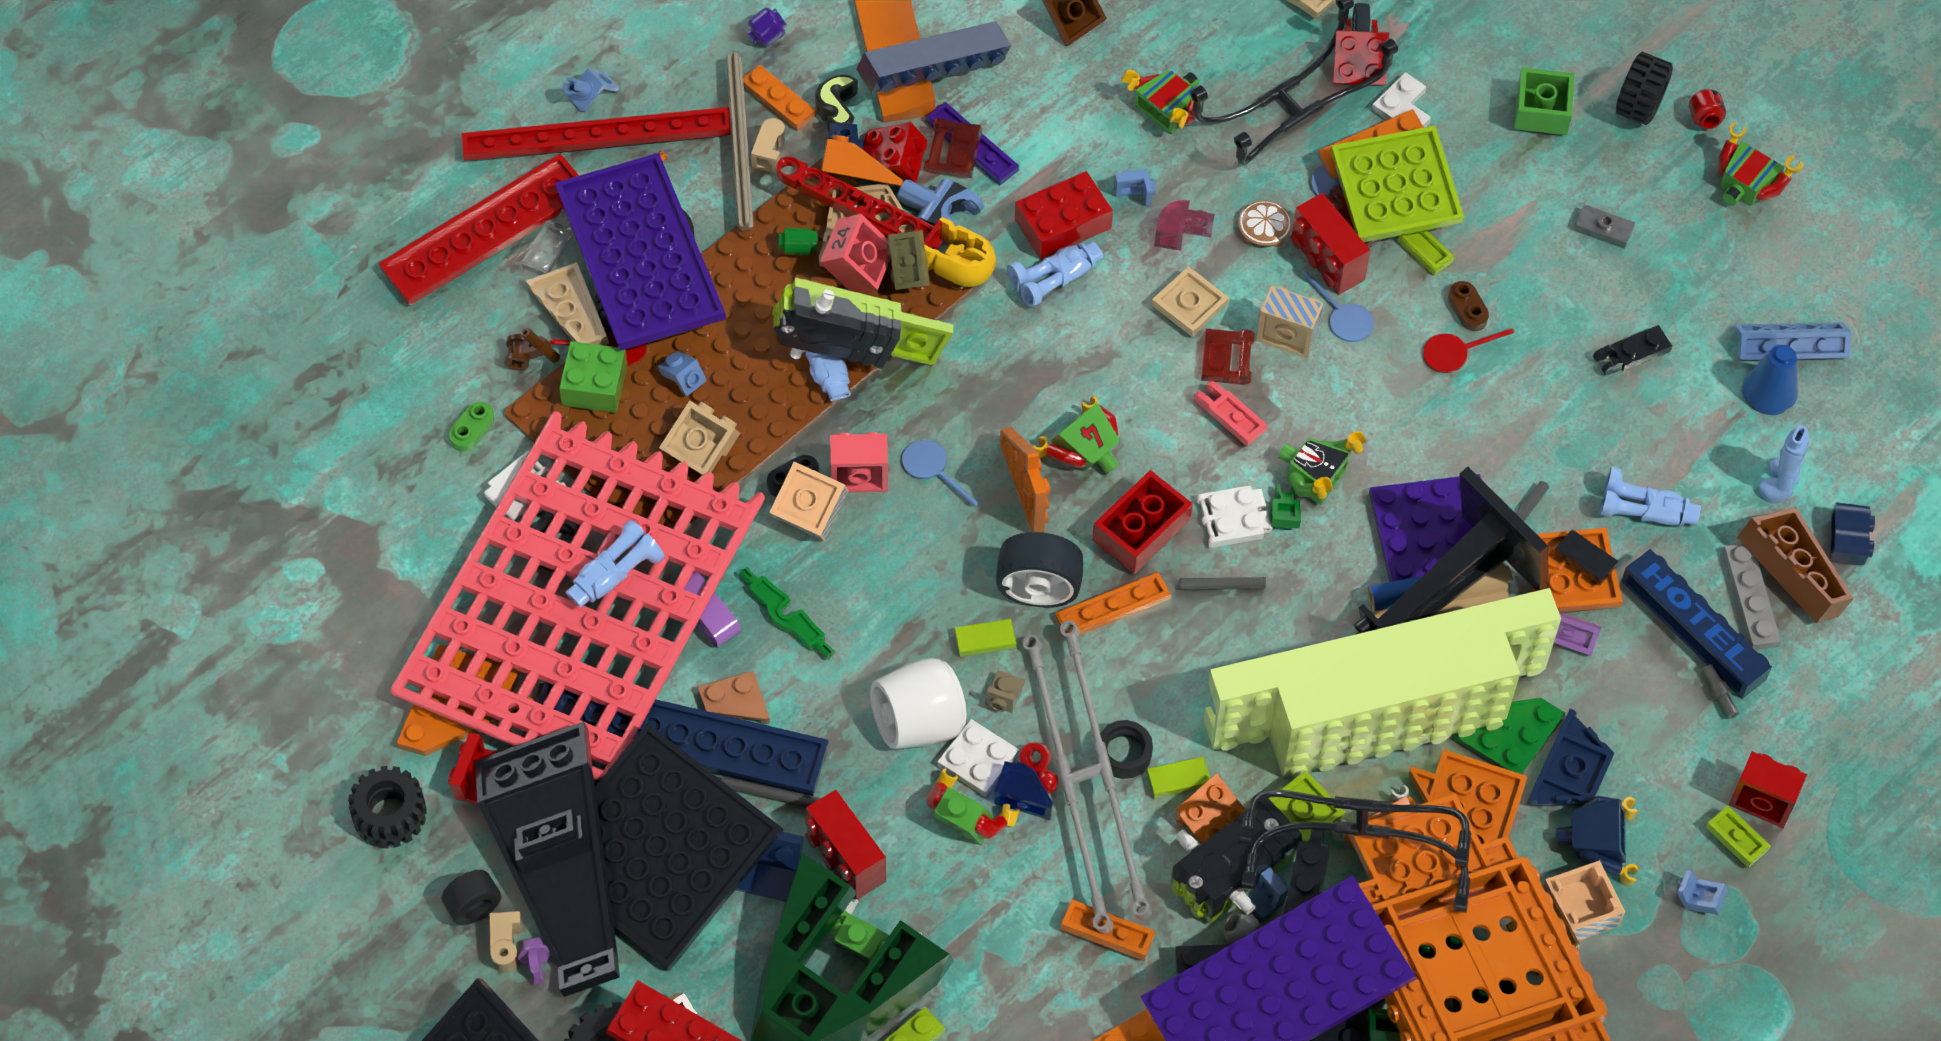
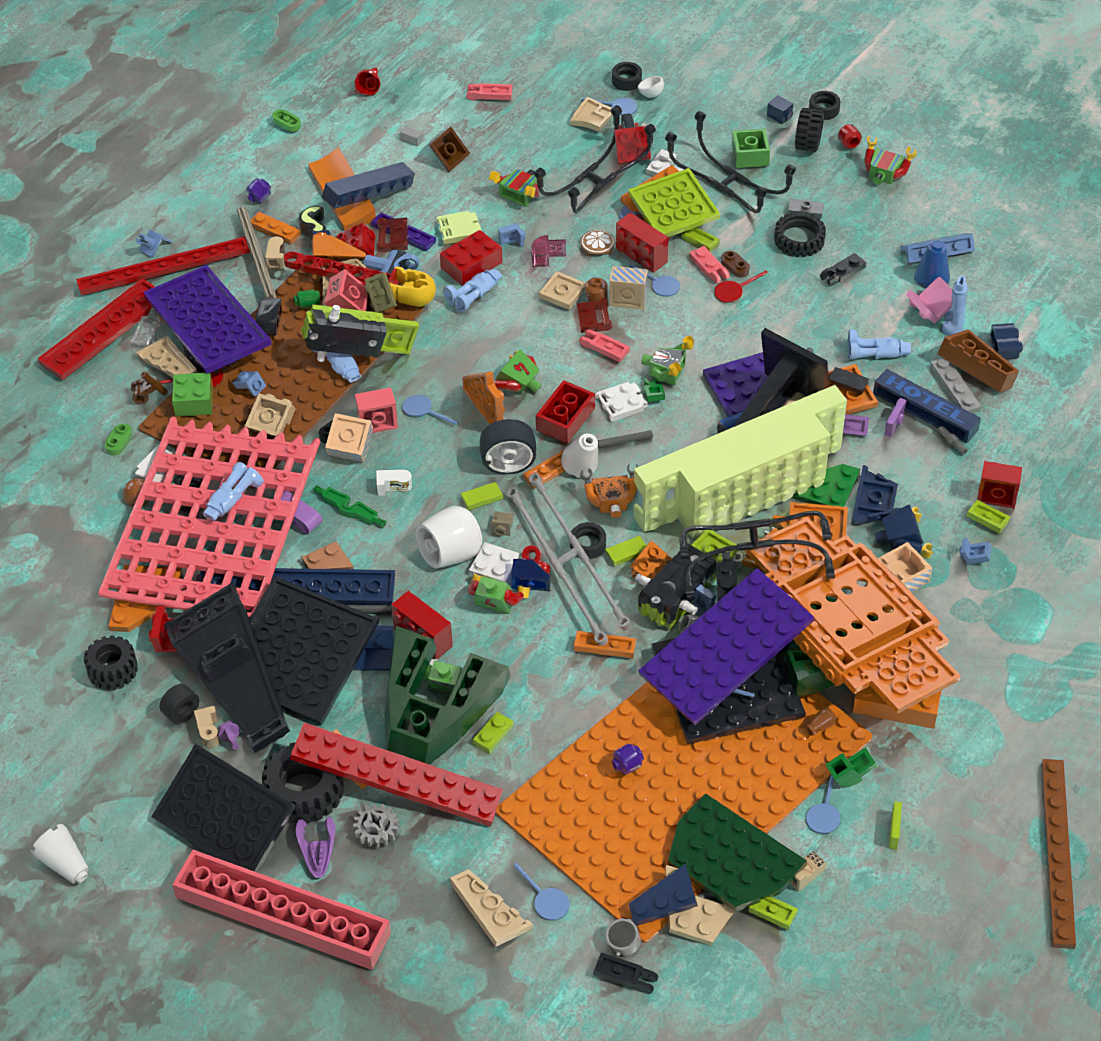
camera: 10 degrees left, 10 degrees down
(474, 521) = (132, 490): none -> dark orange piece
(734, 261) = (269, 315): none -> black piece
(859, 585) = (393, 480): none -> white leg
(1058, 152) = (457, 226): none -> yellowish green plate
(1145, 607) = (581, 456): none -> white cone
(1177, 676) = (610, 493): none -> orange torso
(1240, 313) = (596, 289): none -> dark orange head
(1427, 298) = (709, 264): none -> coral hinge
(1483, 158) = (760, 192): none -> black bar
(1588, 249) = (796, 247): none -> black tyre
(1610, 35) = (780, 109): none -> dark blue brick
(1643, 634) = (896, 417): none -> medium lavender plate
(1686, 24) = (826, 97): none -> black tyre
(1754, 441) = (933, 300): none -> bright pink bracket

